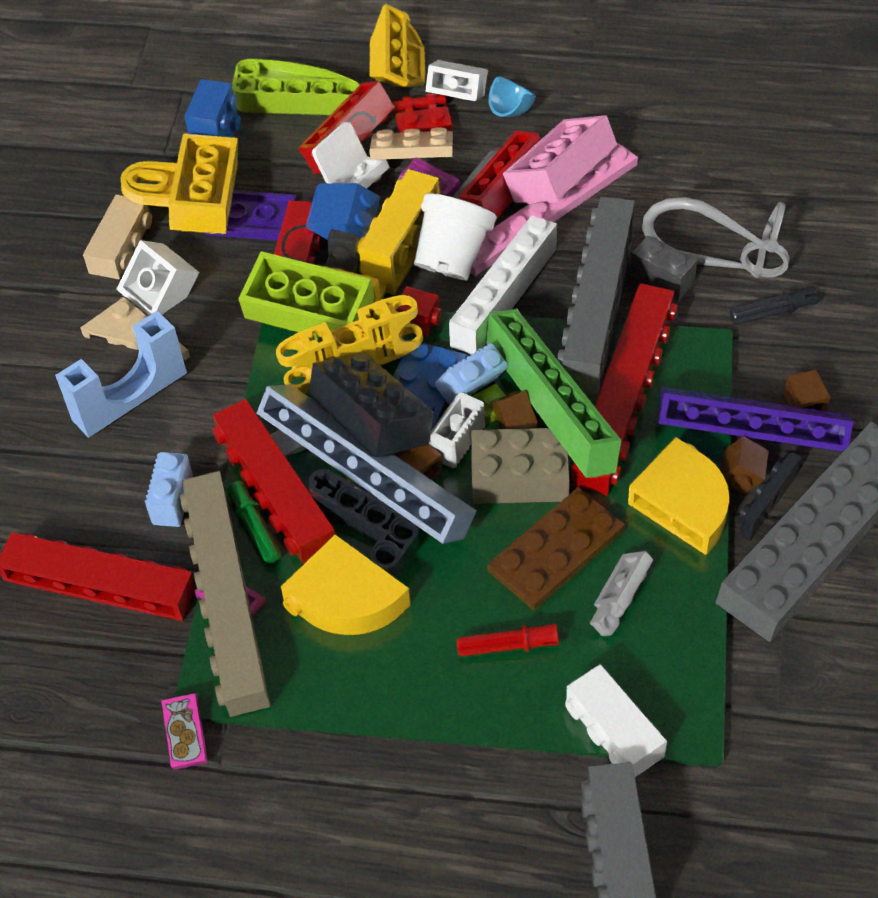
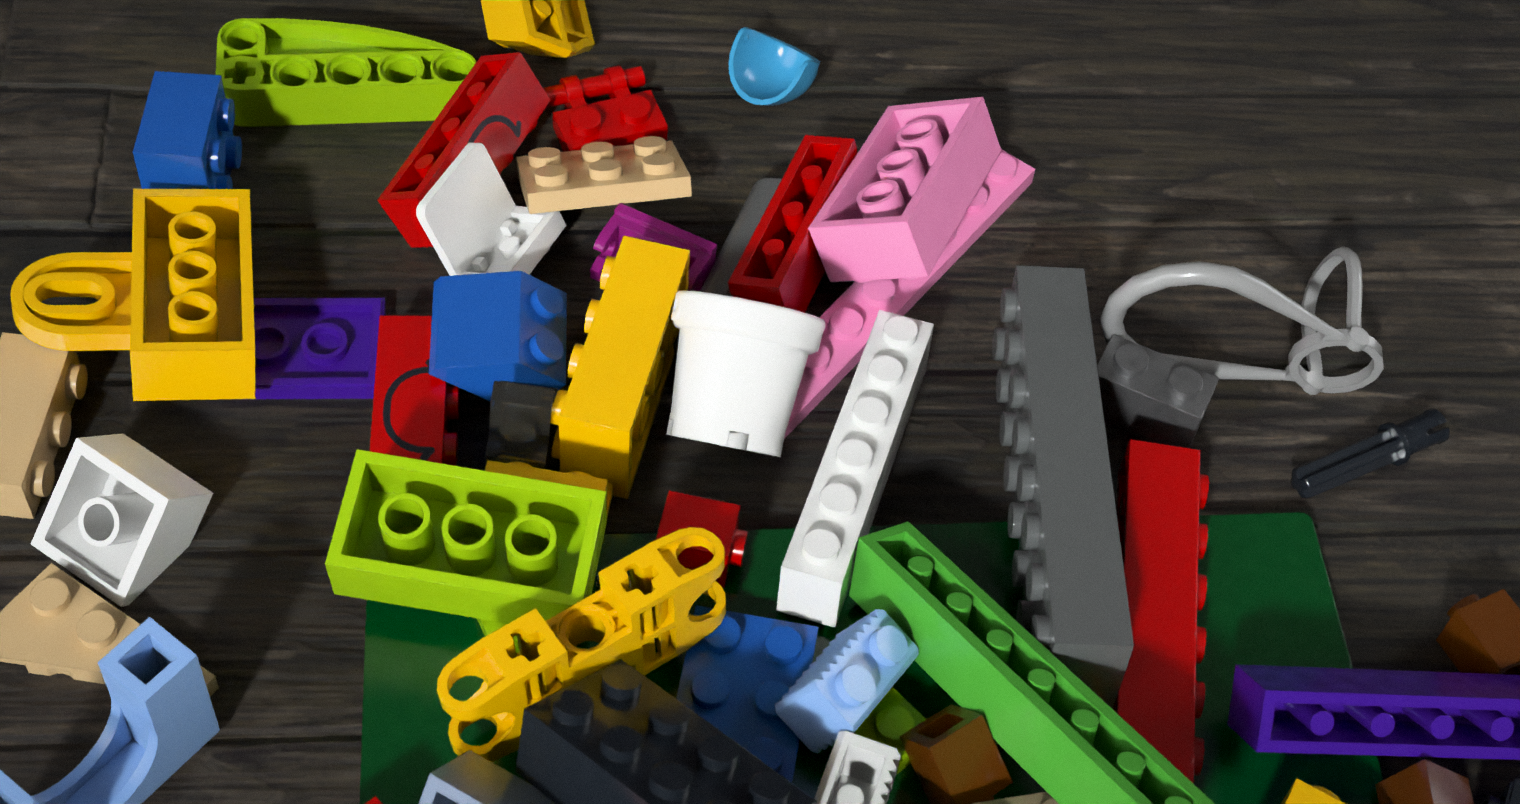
camera: 20 degrees left, 0 degrees up
(456, 80) = (661, 39): white brick -> none

